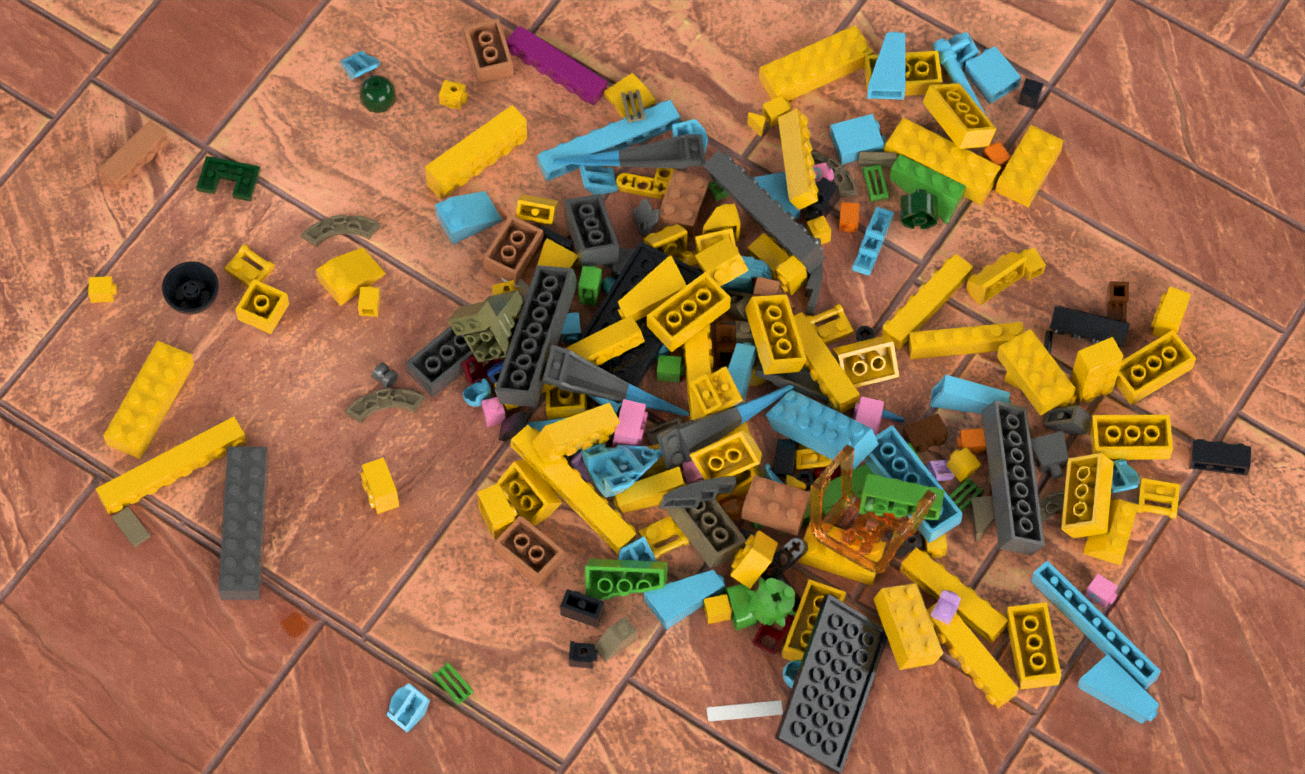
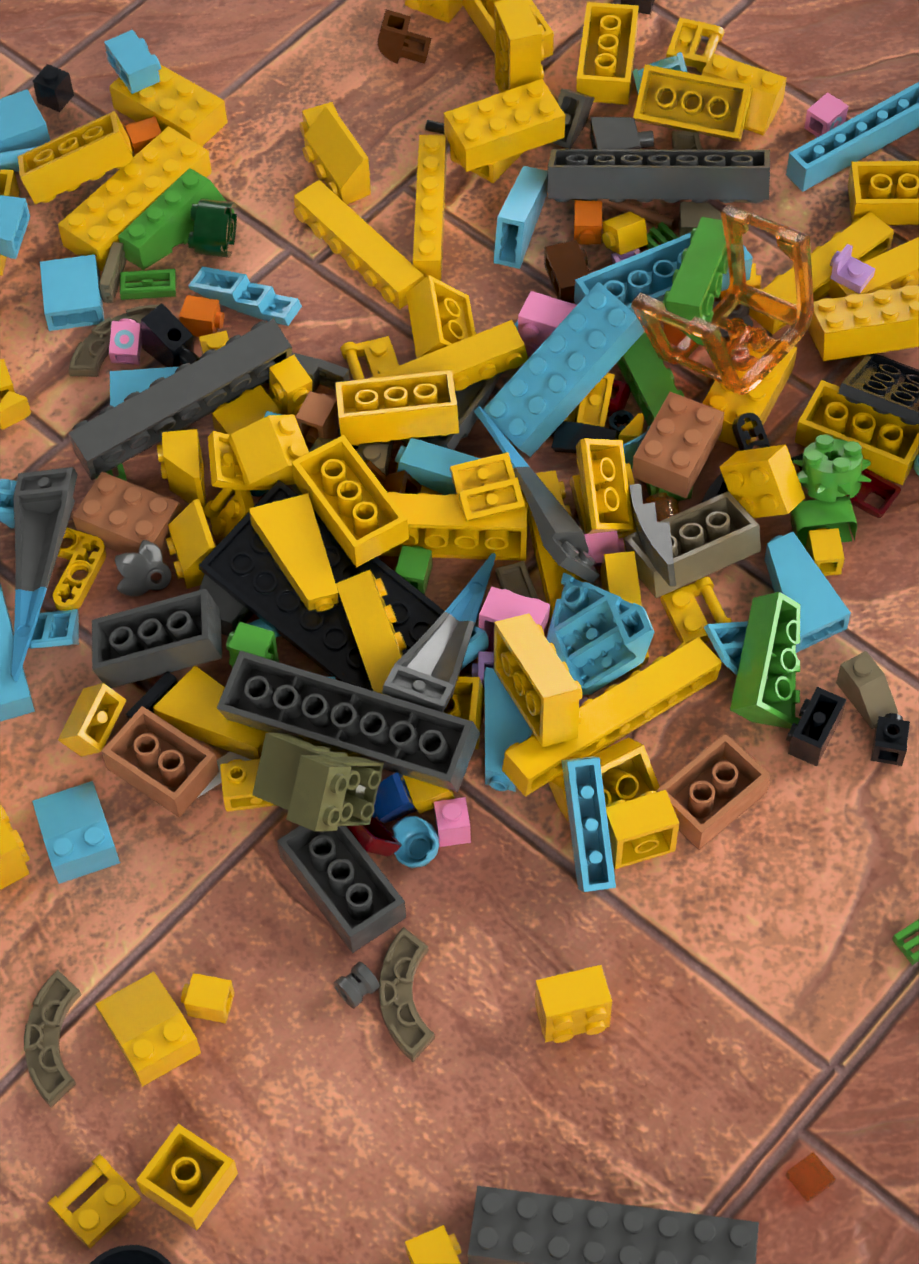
camera: 80 degrees left, 5 degrees down
(502, 471) = (588, 824): none -> medium azure brick
(512, 425) = (488, 791): black slope -> none
(798, 159) = (97, 353): yellow brick -> none
(866, 329) = (396, 318): black bush -> none
(1045, 131) = (133, 61): none -> medium azure brick
(1088, 325) = (432, 73): black brick -> none

